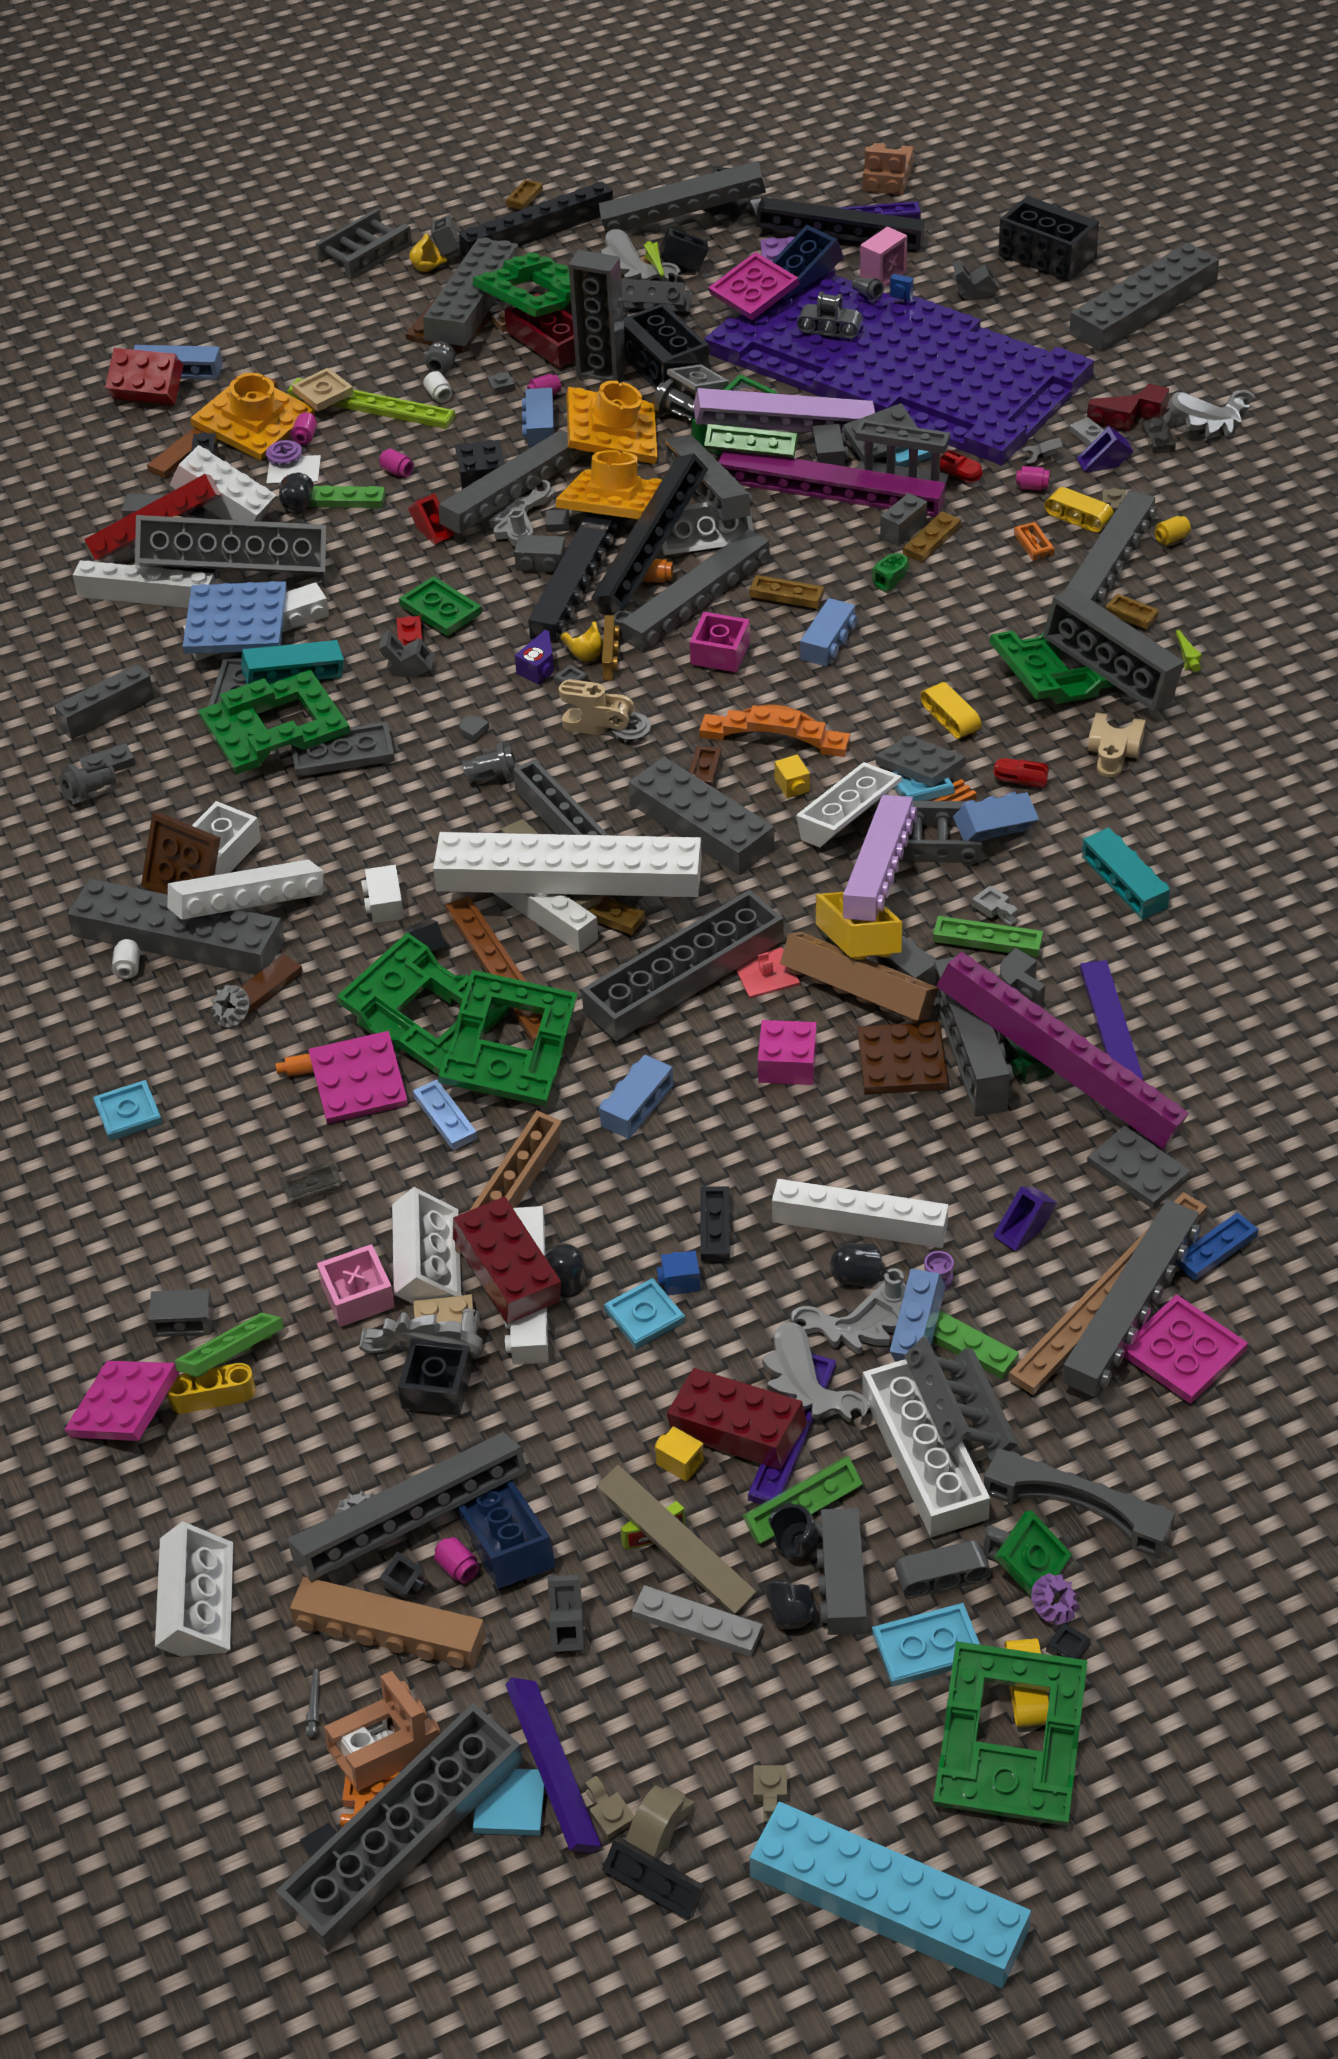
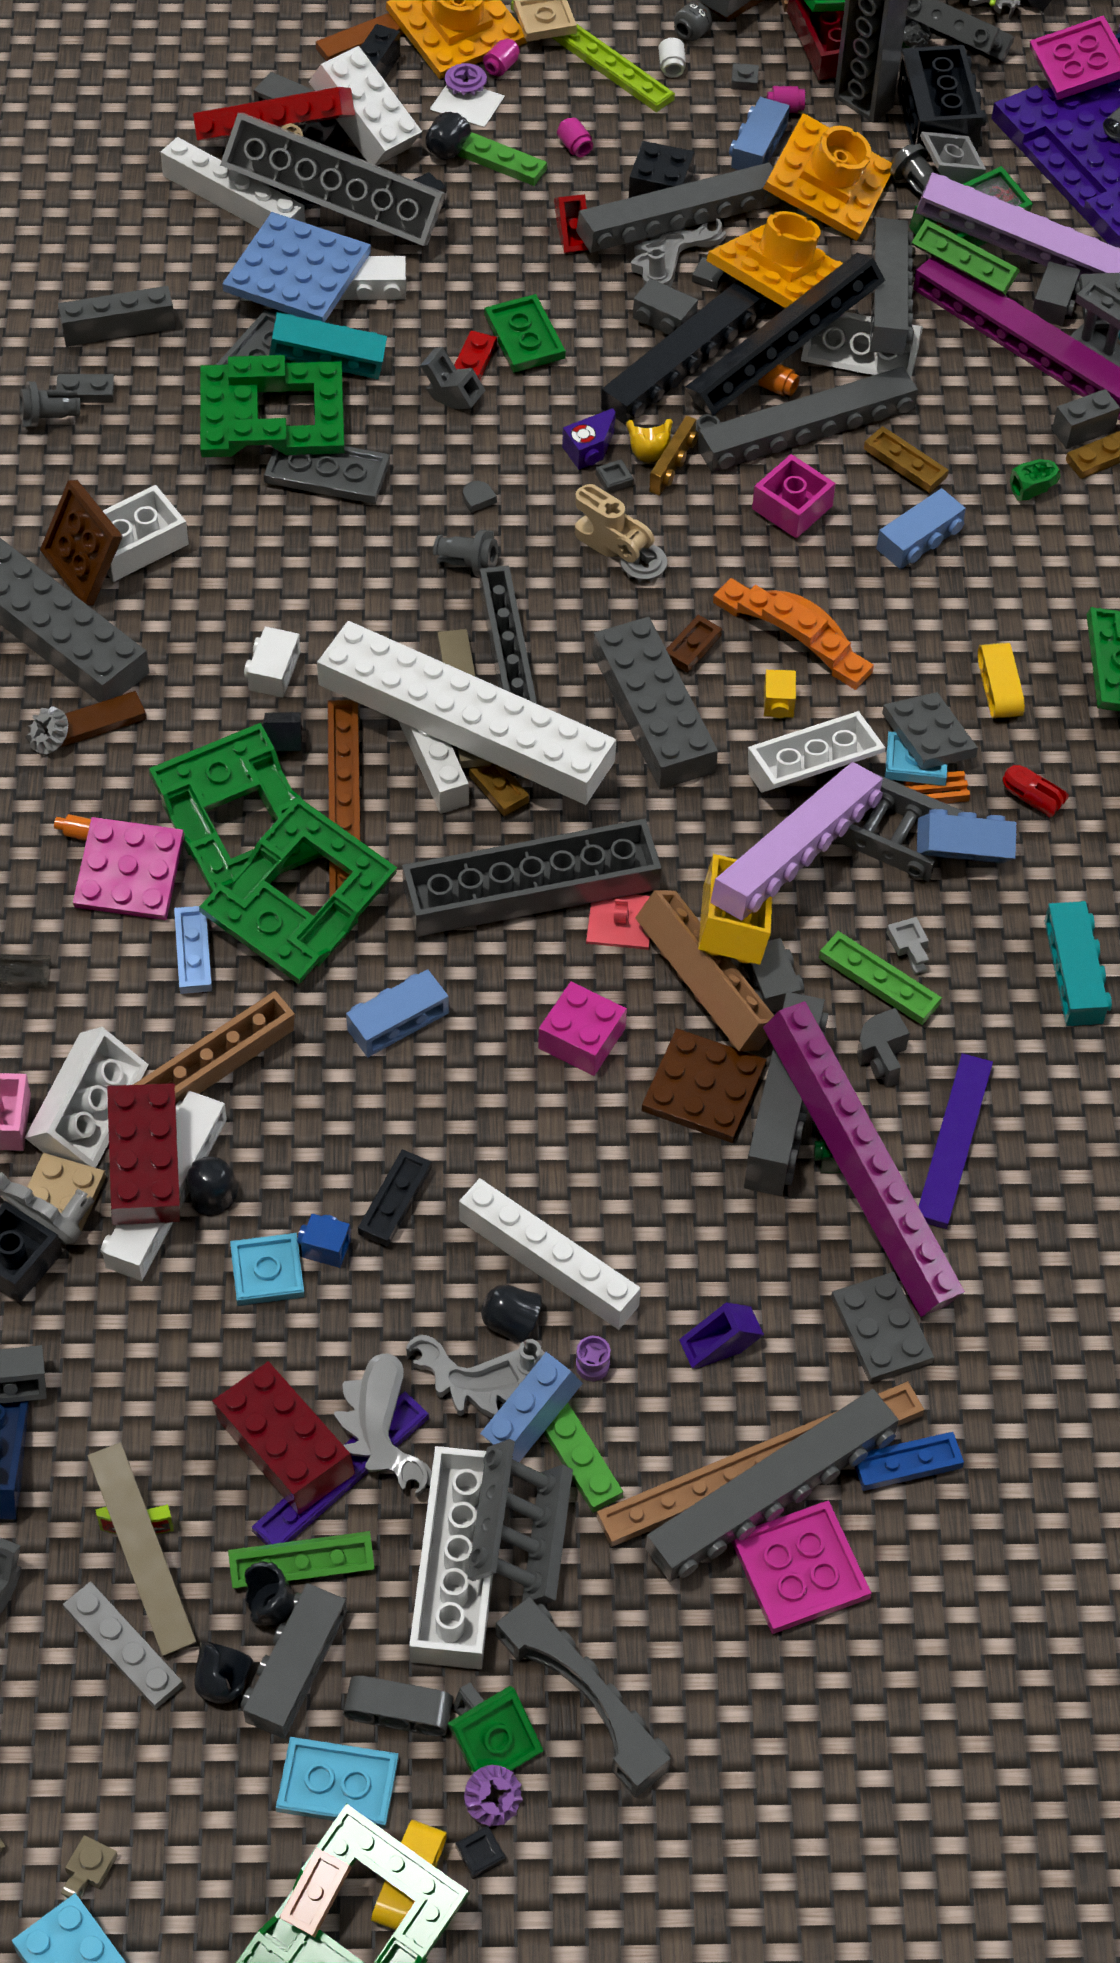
camera: 20 degrees right, 10 degrees up
(245, 889) = (126, 602): white brick -> none
(679, 1453) = (207, 1448): yellow brick -> none
(970, 1713) = (315, 1892): none -> plate

